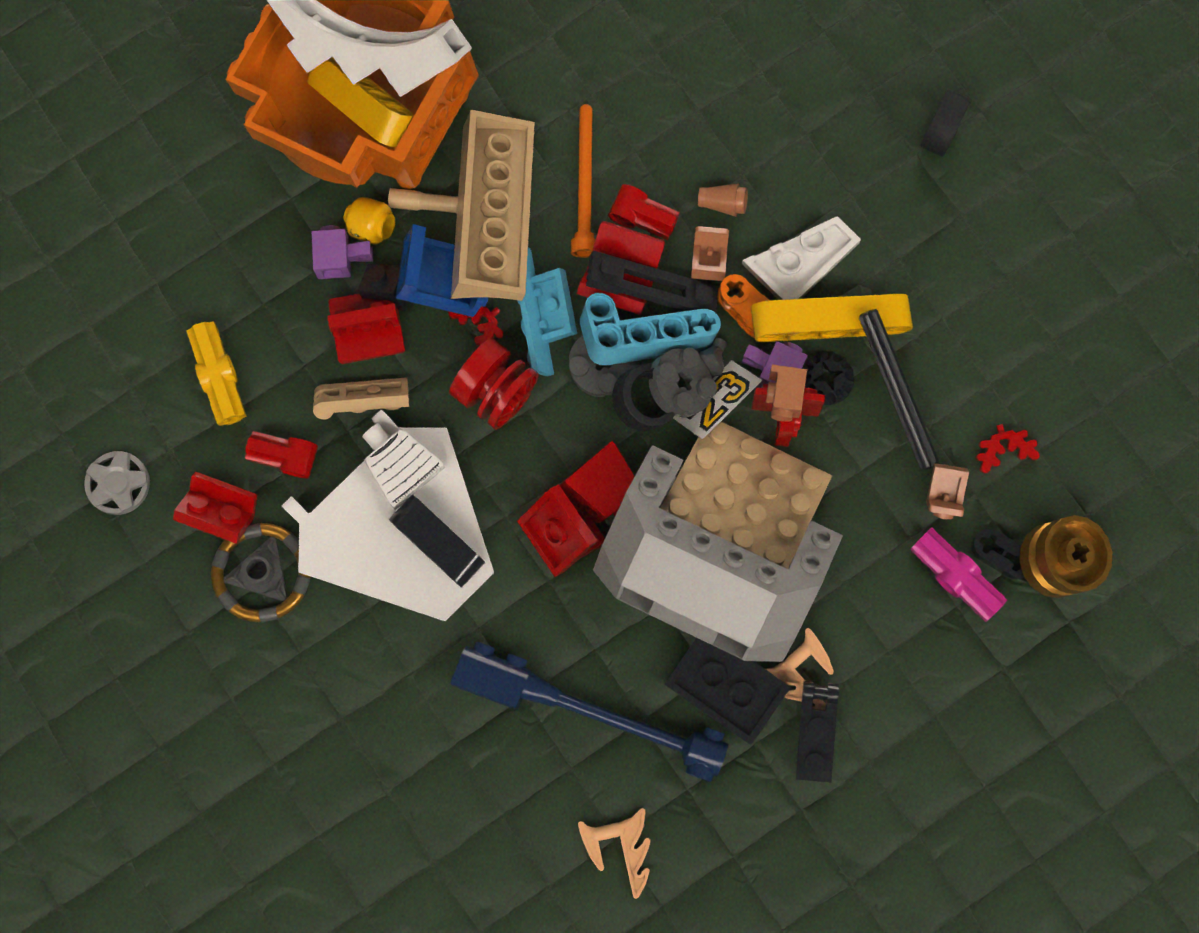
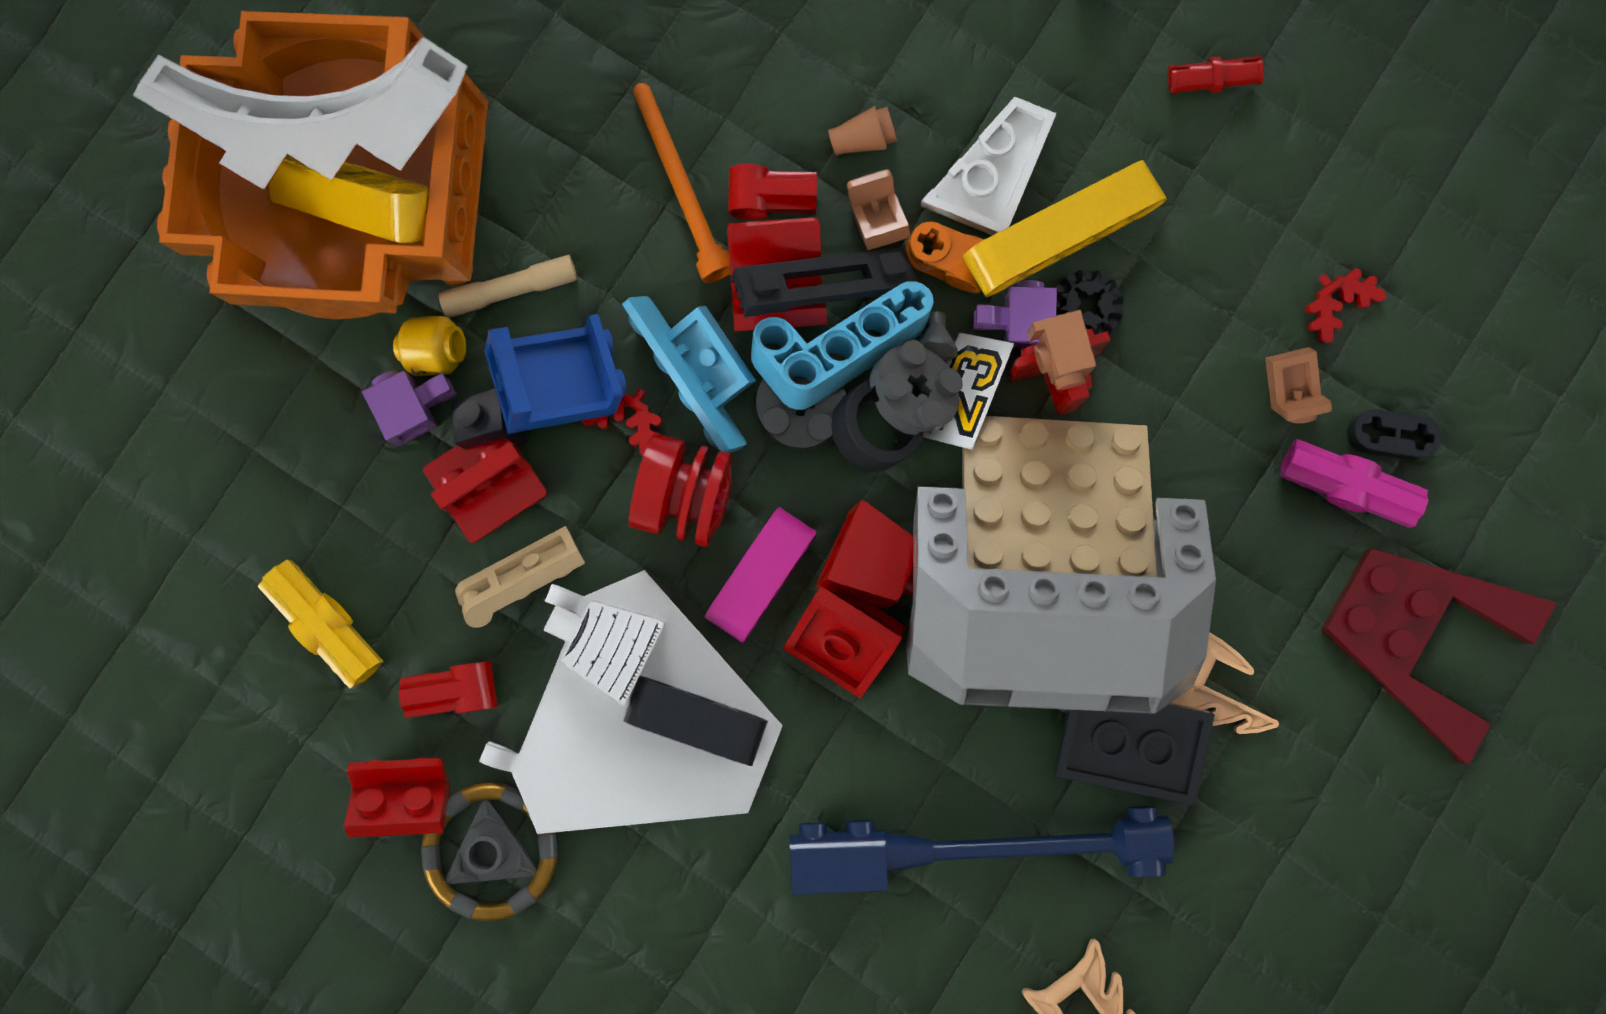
camera: 25 degrees left, 5 degrees up
(116, 482) = (255, 816): light grey wheel -> none
(493, 207) = (581, 265): tan arch -> none
(523, 464) = (760, 574): none -> dark pink beam
(817, 733) = (1267, 754): black plate -> none
(898, 389) = (1185, 282): black axle -> none
(948, 675) = (1390, 616): none -> dark red wing
(984, 258) = (1215, 74): none -> red pin
(1066, 556) = (1480, 407): pearl gold wheel -> none

